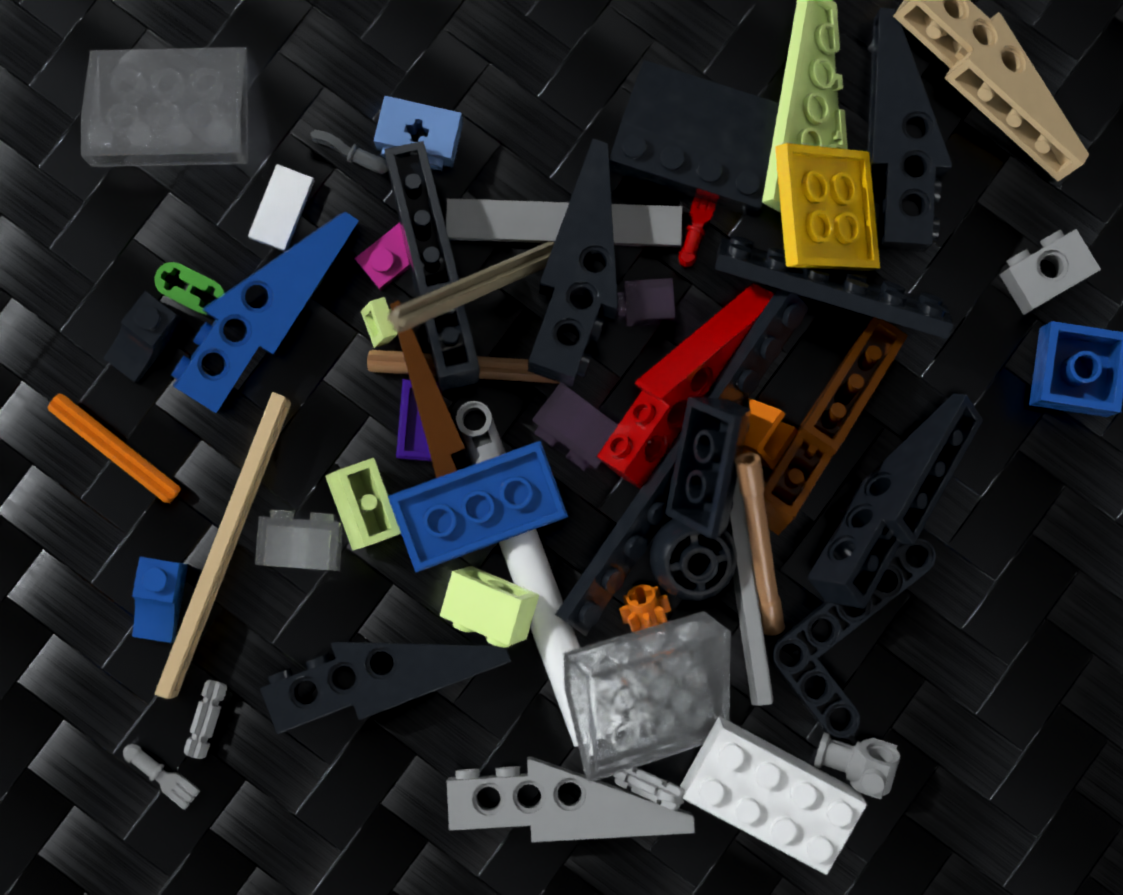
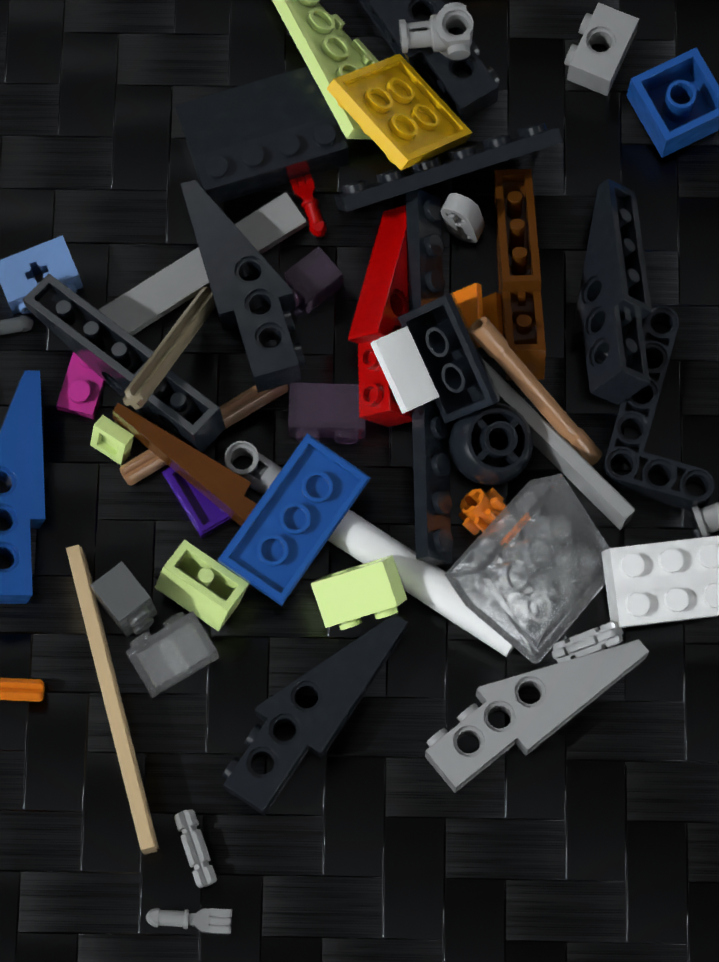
camera: 30 degrees left, 10 degrees down
(158, 598) = (88, 778): blue arch -> none
(289, 473) = (125, 600): none -> dark grey brick
(660, 447) = (404, 369): none -> white tile
(814, 340) = (462, 217): none -> light grey beam
(909, 160) = (436, 35): none -> light grey connector

